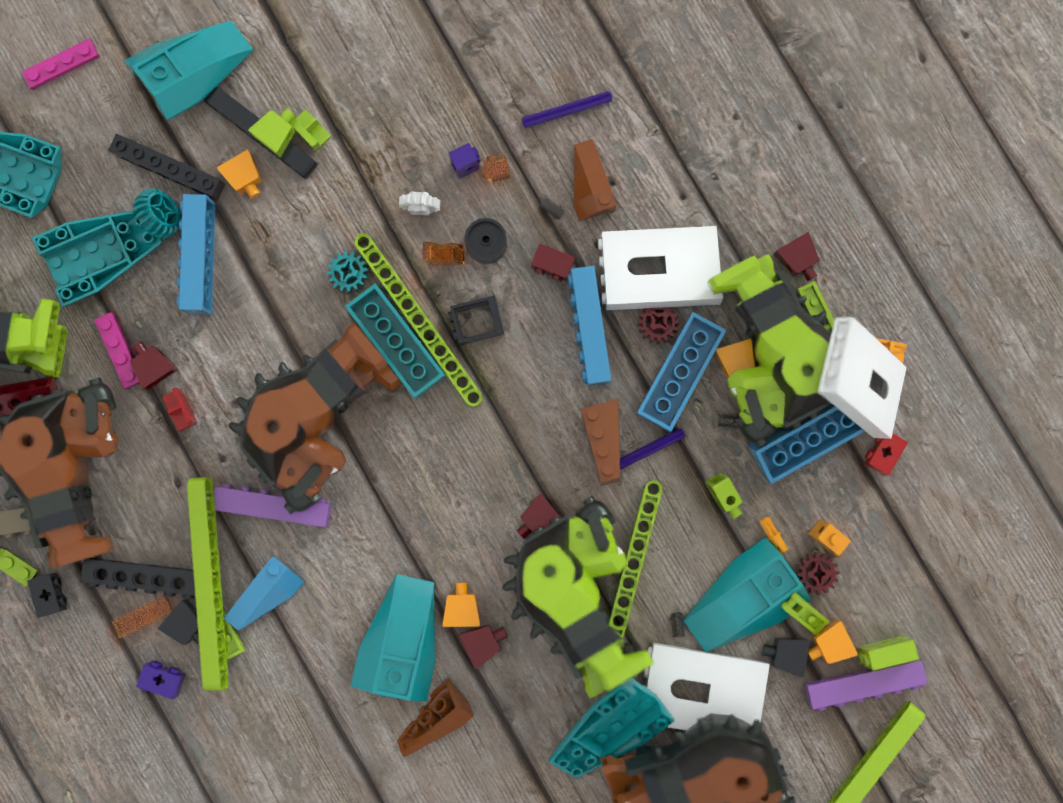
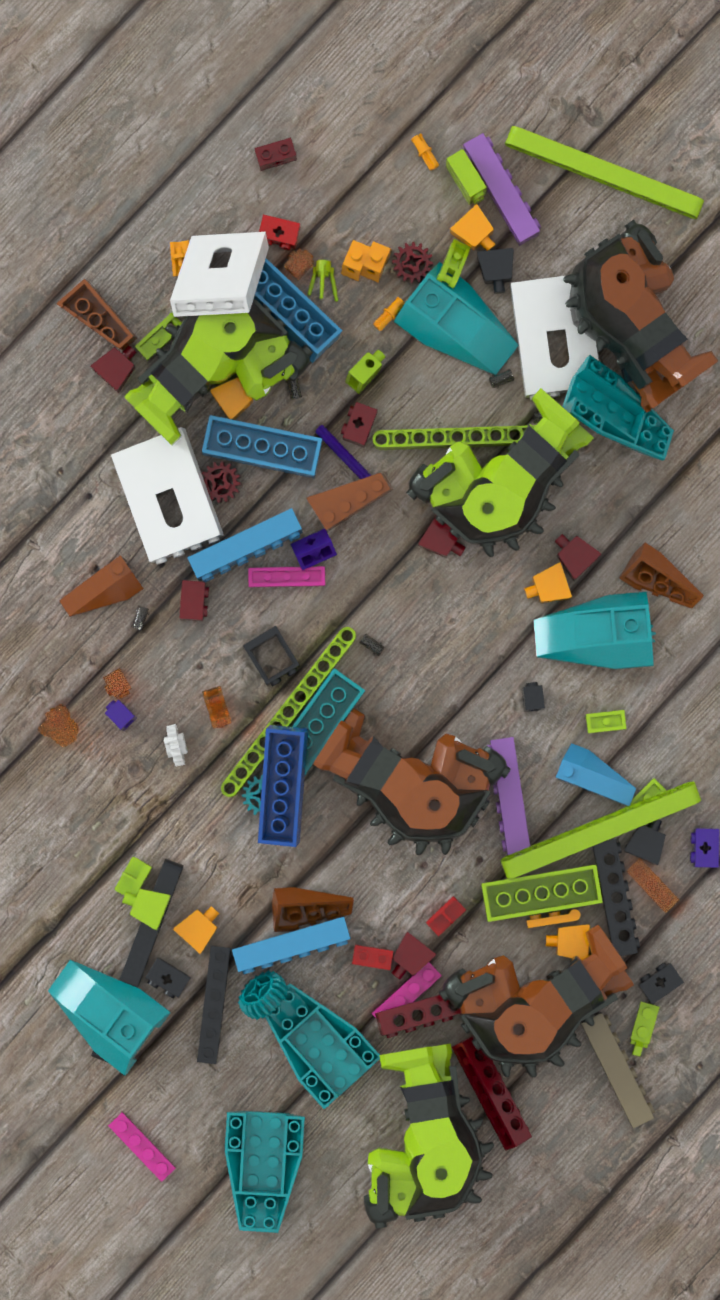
camera: 105 degrees left, 0 degrees up
(99, 343) = (386, 1018): none -> dark red brick
(114, 521) = (570, 941): none -> light orange torso
(141, 511) = (554, 918): none -> light orange plate
(161, 328) = (372, 957): none -> red brick
(167, 508) = (541, 893): none -> lime brick
(204, 142) = (178, 978): none -> black brick
(232, 275) = (299, 906): none -> dark orange wedge
(312, 621) = (605, 721): none -> lime panel
(345, 289) = (282, 785): none -> blue brick
(356, 558) = (533, 697): none -> black brick
(458, 419) = (372, 644): none -> clear smoke pin
(472, 102) = (59, 726): none -> clear orange hair
(477, 233) = (202, 675): black wheel -> none
(548, 358) = (286, 577): none -> dark pink plate
(566, 391) = (313, 549): none -> dark purple brick
(567, 109) = (37, 633): dark purple axle -> none
(663, 471) = (359, 435): none -> dark red brick
(835, 483) = (323, 270): none -> lime plant
(837, 517) = (354, 260): none -> light orange torso
(849, 463) = (299, 263): none -> clear orange brick
(857, 253) = (92, 309): none -> dark orange wedge
(923, 620) = (425, 152): none -> light orange axle
(963, 472) = (275, 154): none -> dark red brick

